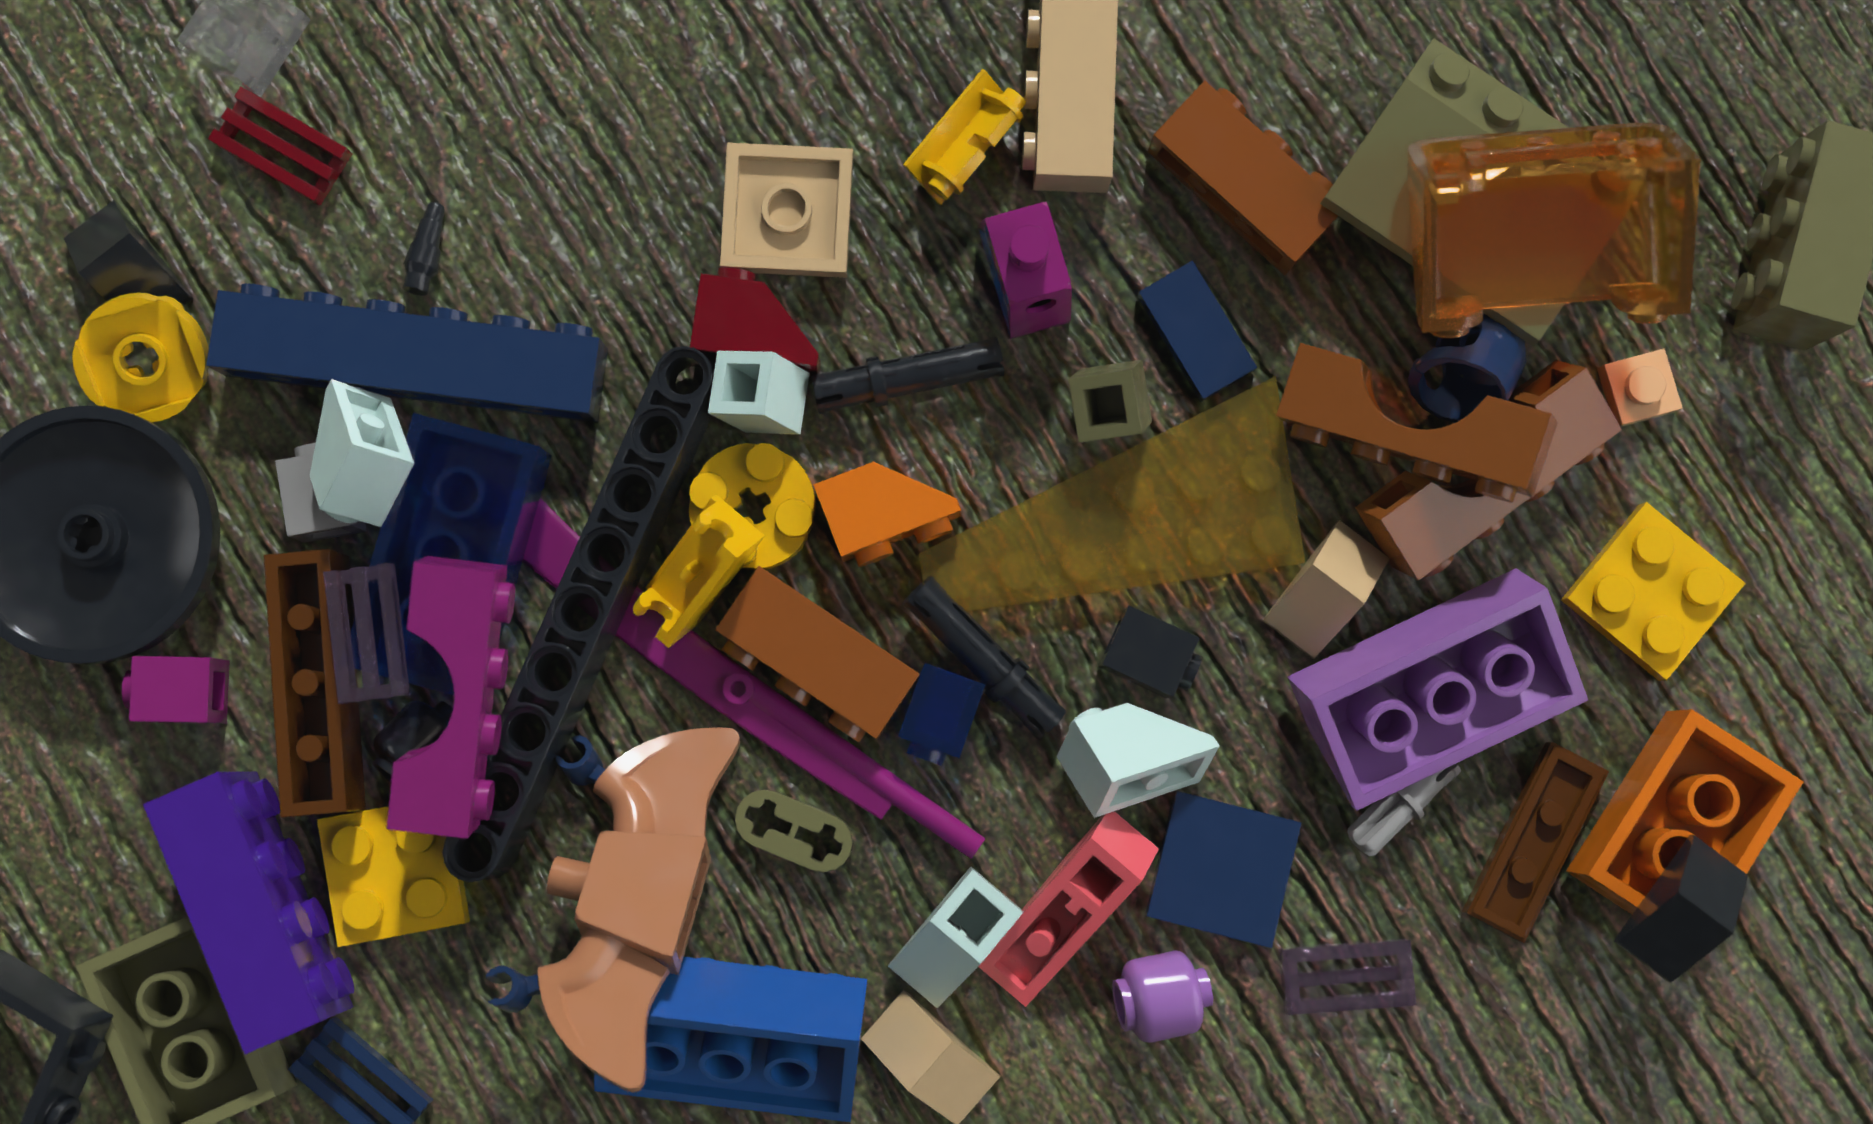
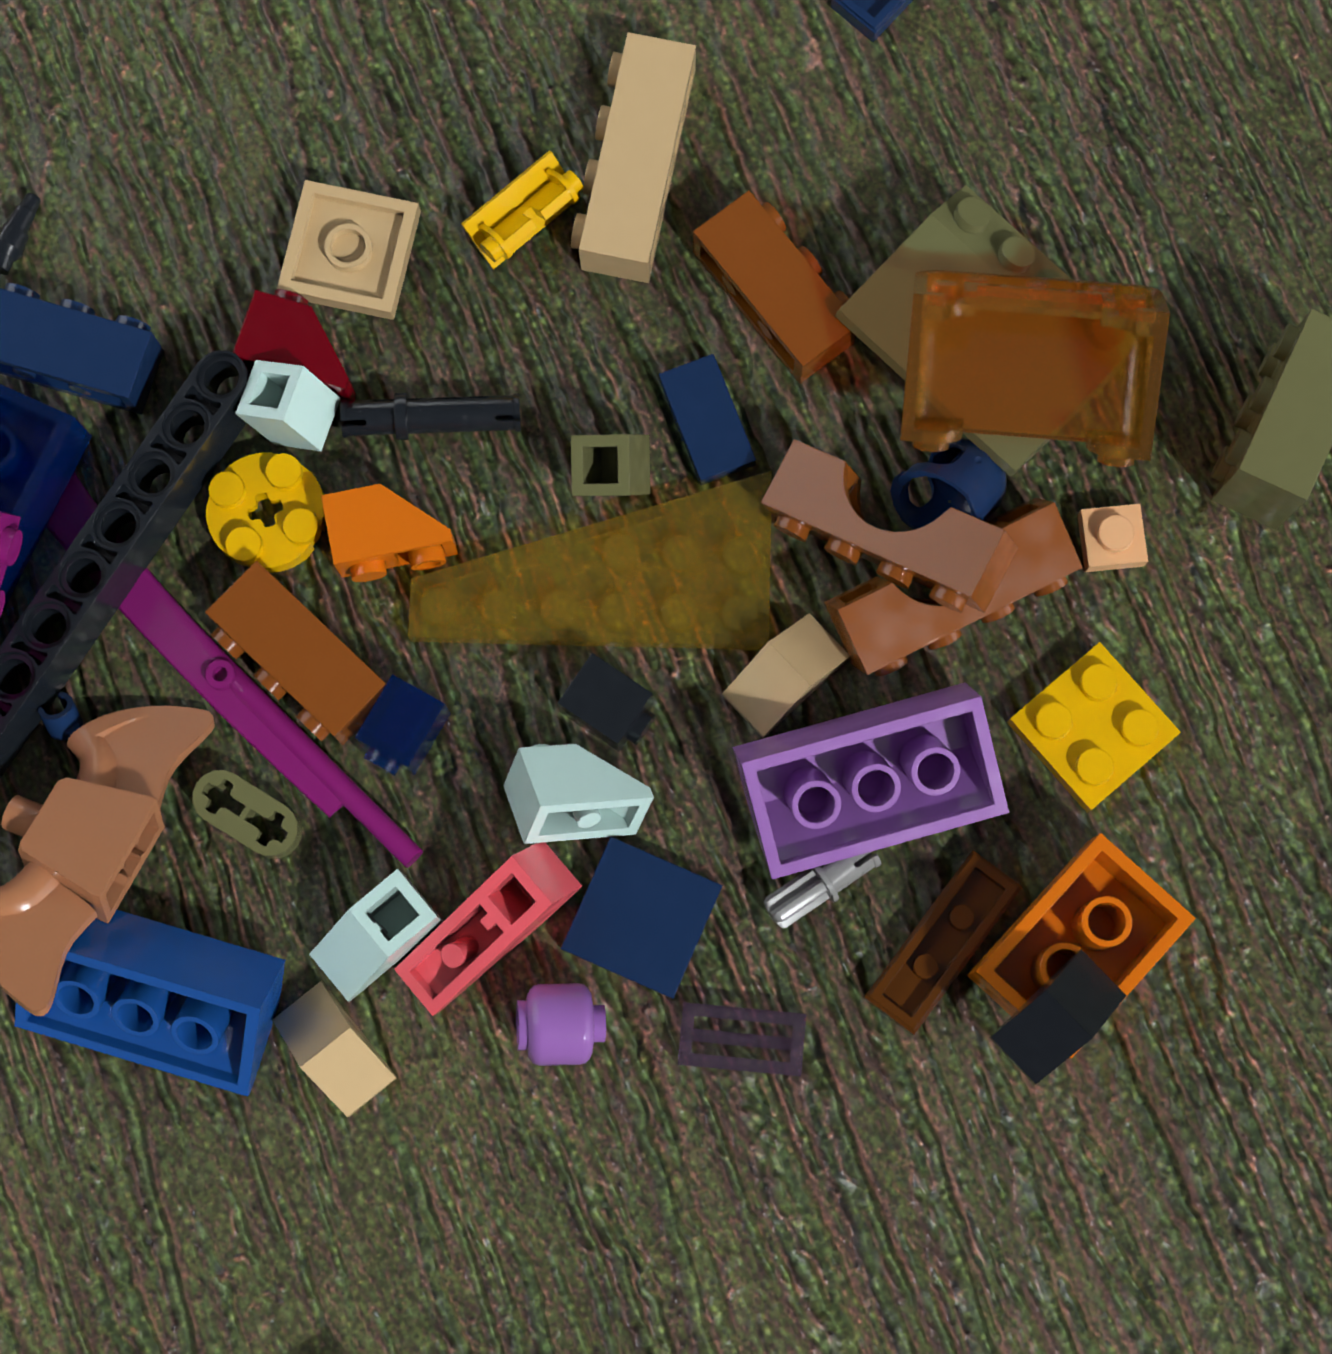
camera: 15 degrees right, 5 degrees down
(698, 569) = (203, 557): yellow hinge -> none
(994, 667) = (458, 690): black pin -> none
(1027, 269) = (556, 332): magenta torso -> none

